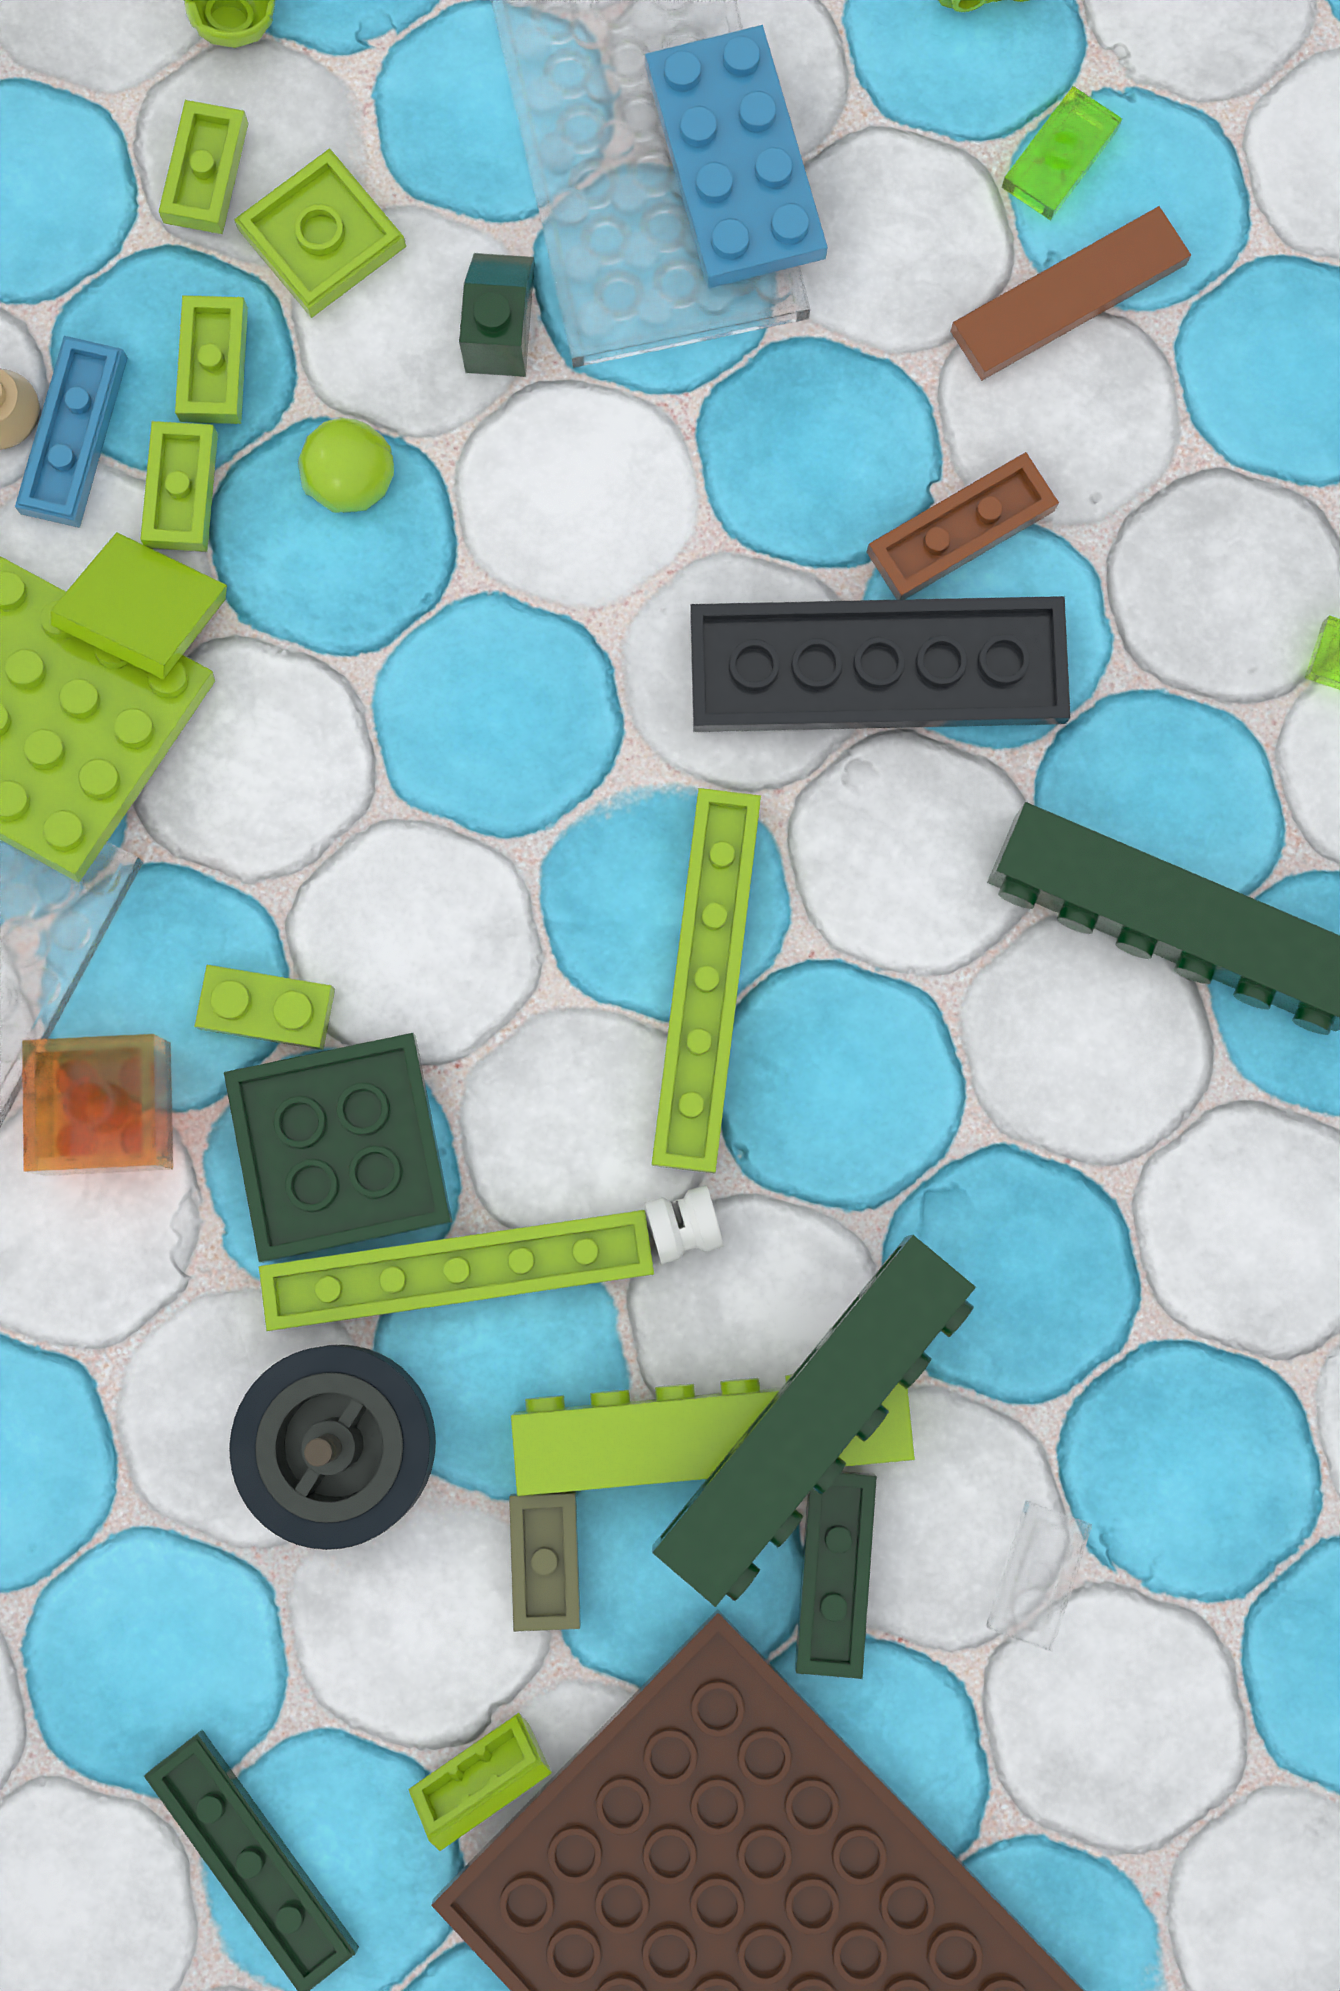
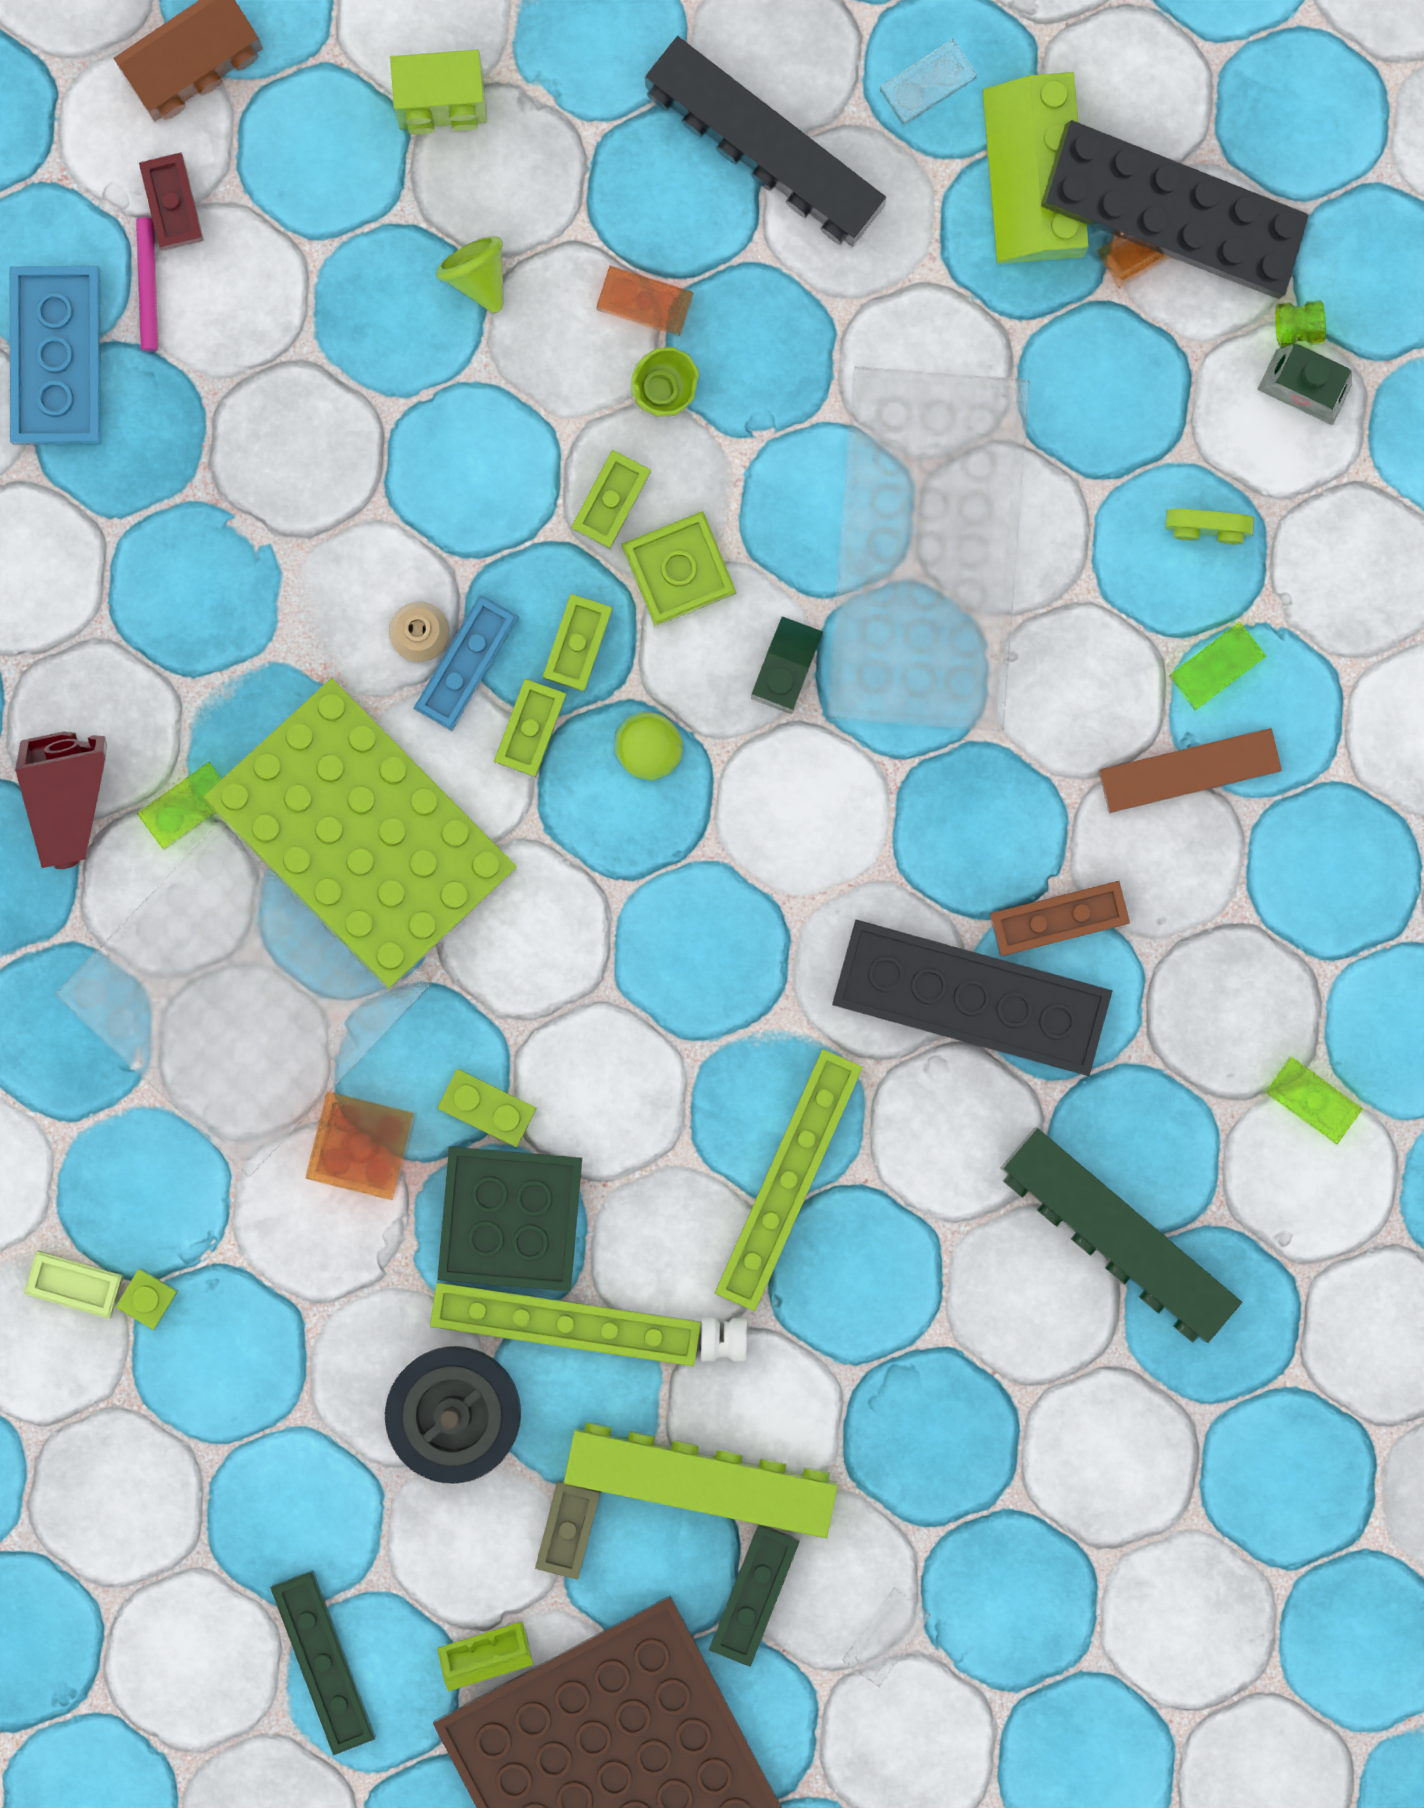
camera: 15 degrees right, 5 degrees up
(138, 605) = (480, 808): lime tile -> none
(735, 156) = (983, 609): dark azure plate -> none
(813, 1420) = (768, 1493): dark green brick -> none

